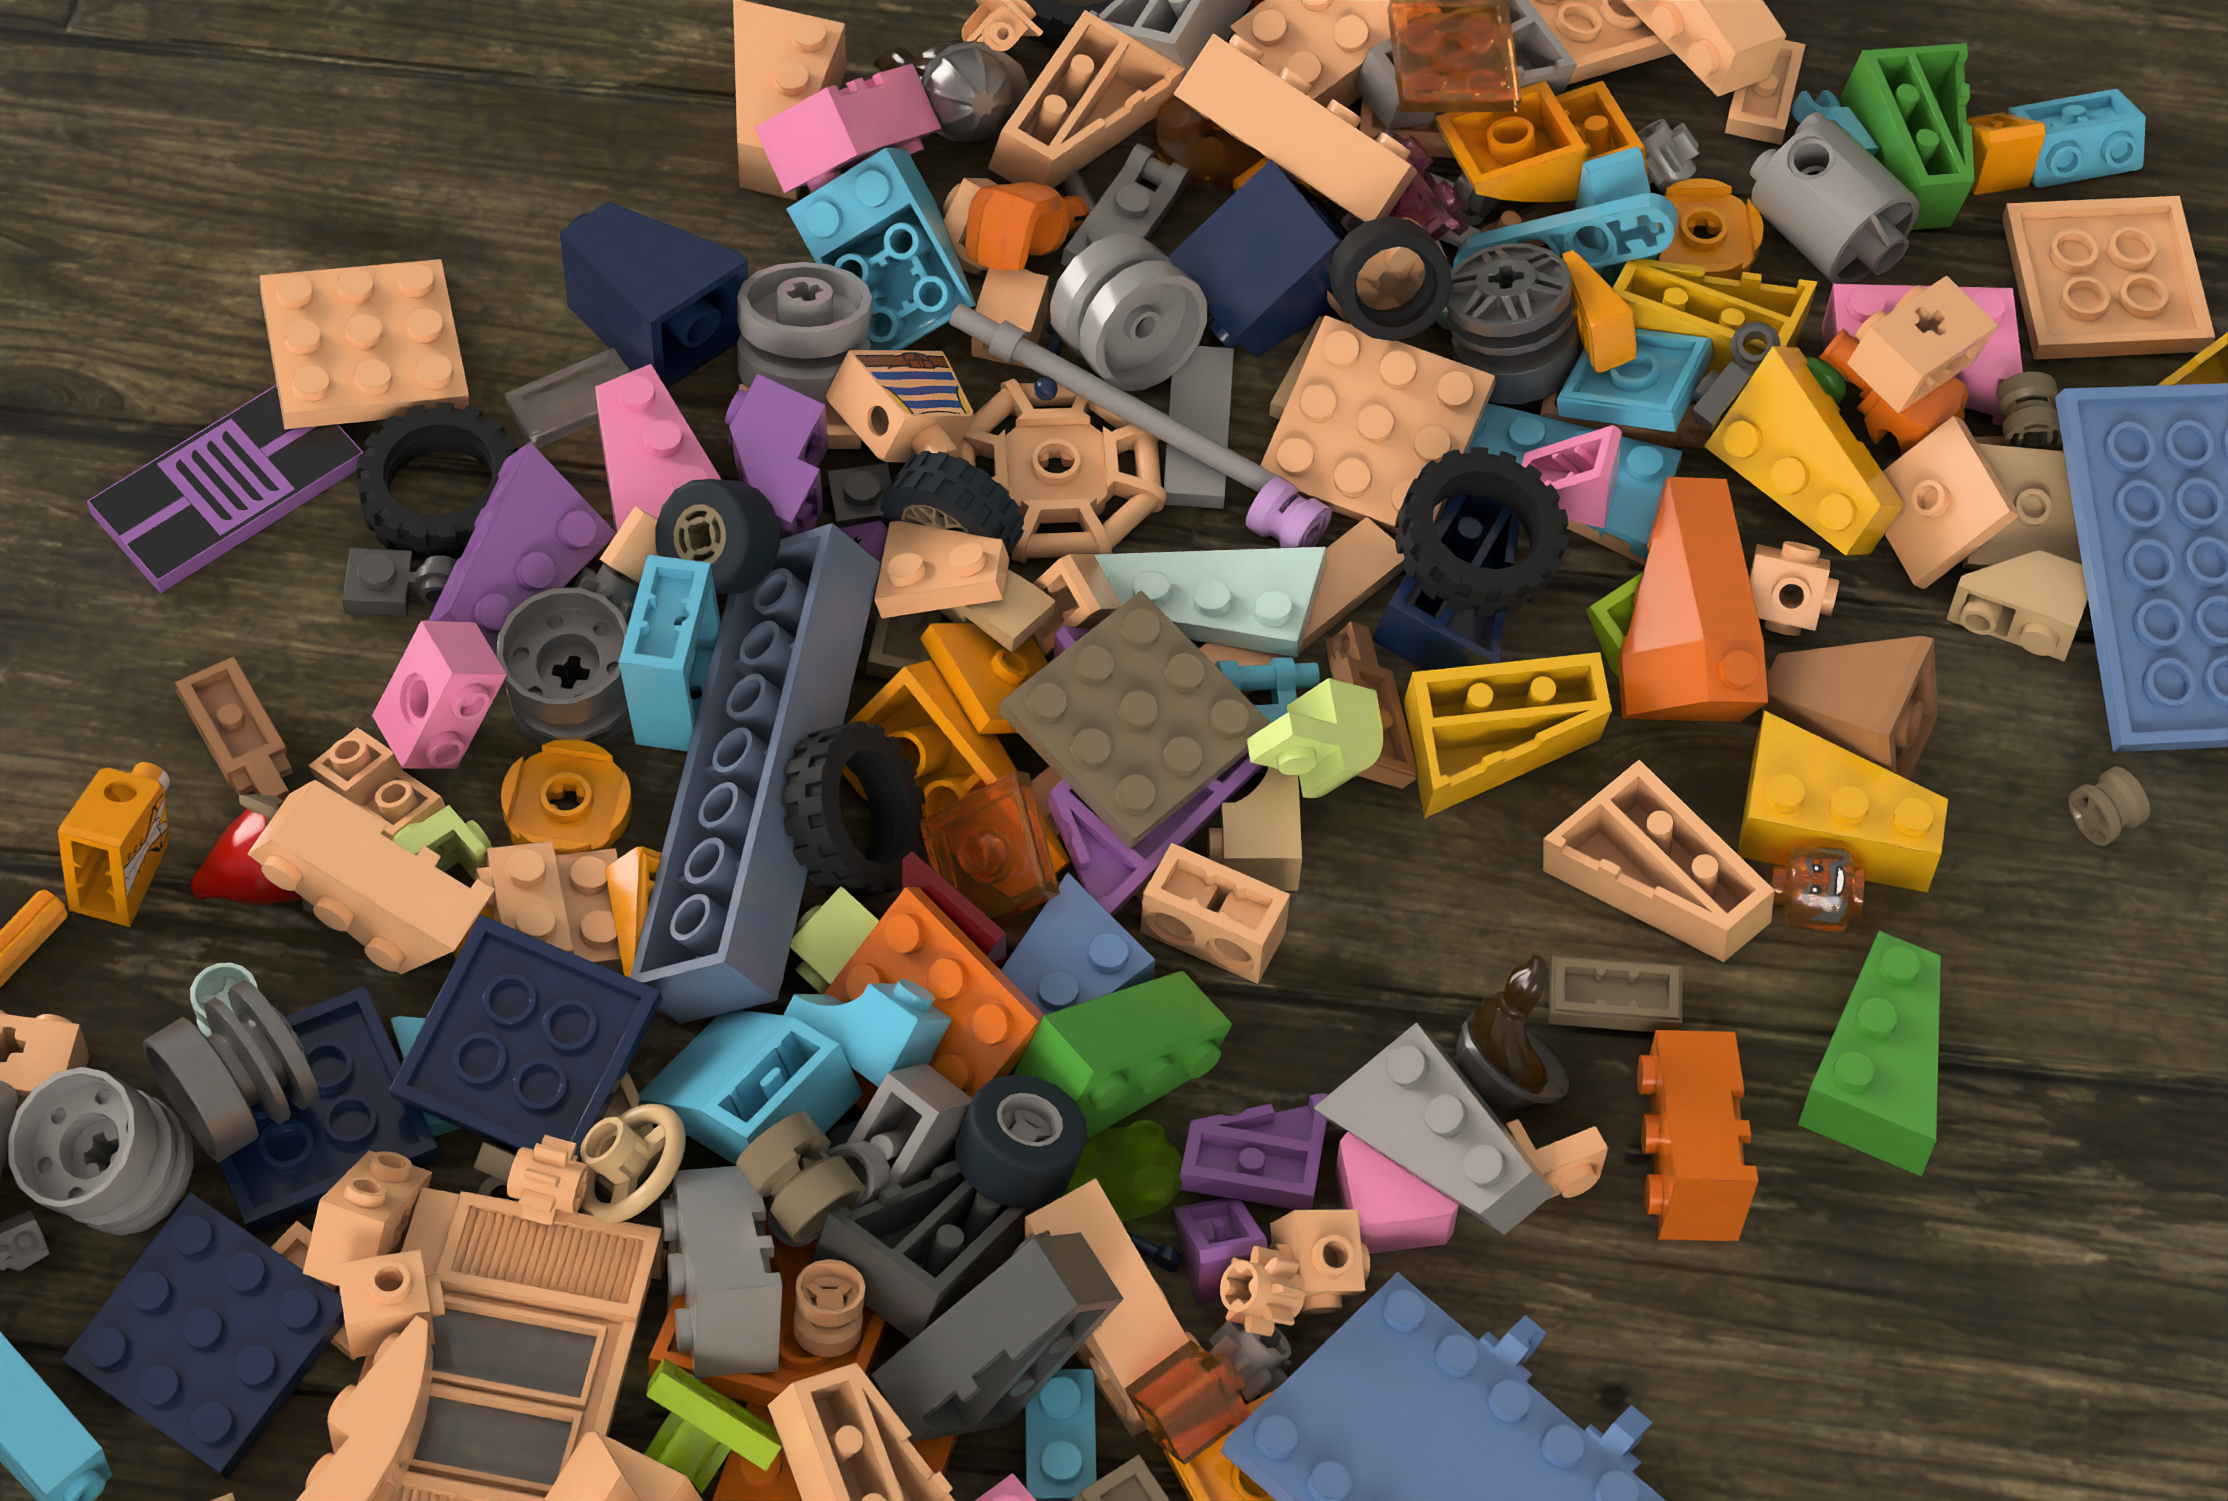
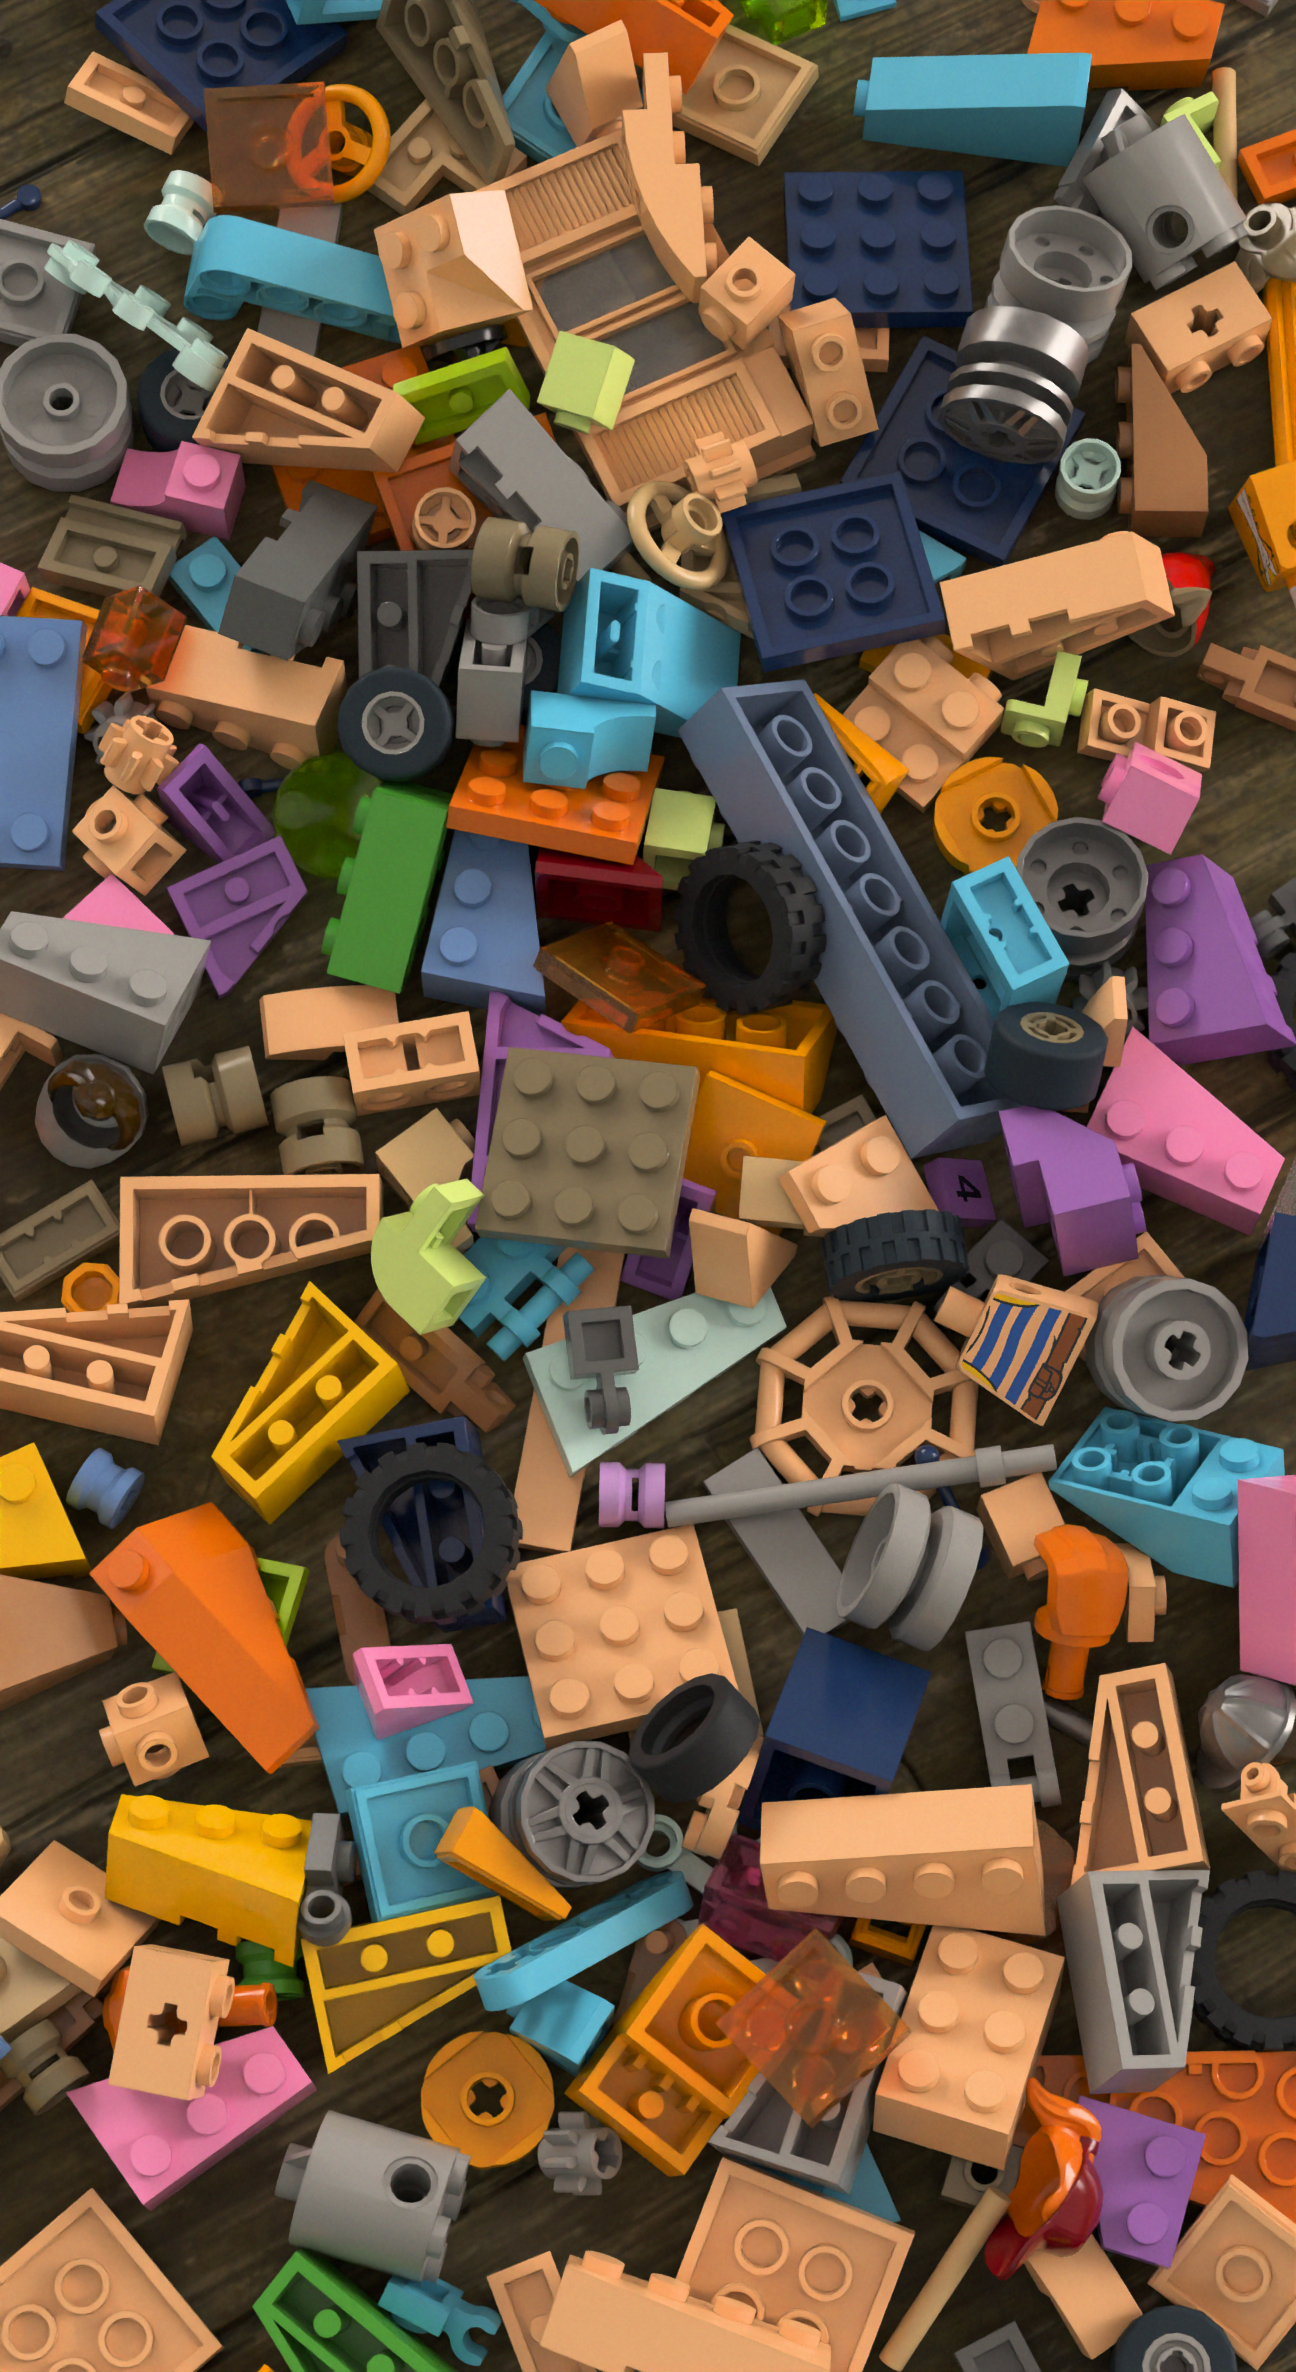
camera: 145 degrees right, 15 degrees up
(150, 980) = (1165, 461): none -> medium nougat slope
(602, 1316) = (585, 382): none -> yellowish green brick
(1245, 585) = (602, 1346): none -> dark grey plate
(1263, 1014) = (311, 1021): none -> light nougat slope
(1333, 921) = (316, 1121): none -> dark tan wheel
(1377, 993) = (215, 1095): none -> dark tan wheel
(1452, 880) = (231, 1231): none -> light nougat wedge
(1551, 614) = (358, 1618): none -> medium nougat piece
(1611, 932) = (90, 1288): none -> light orange tile
(1705, 780) = (105, 1488): none -> medium blue wheel

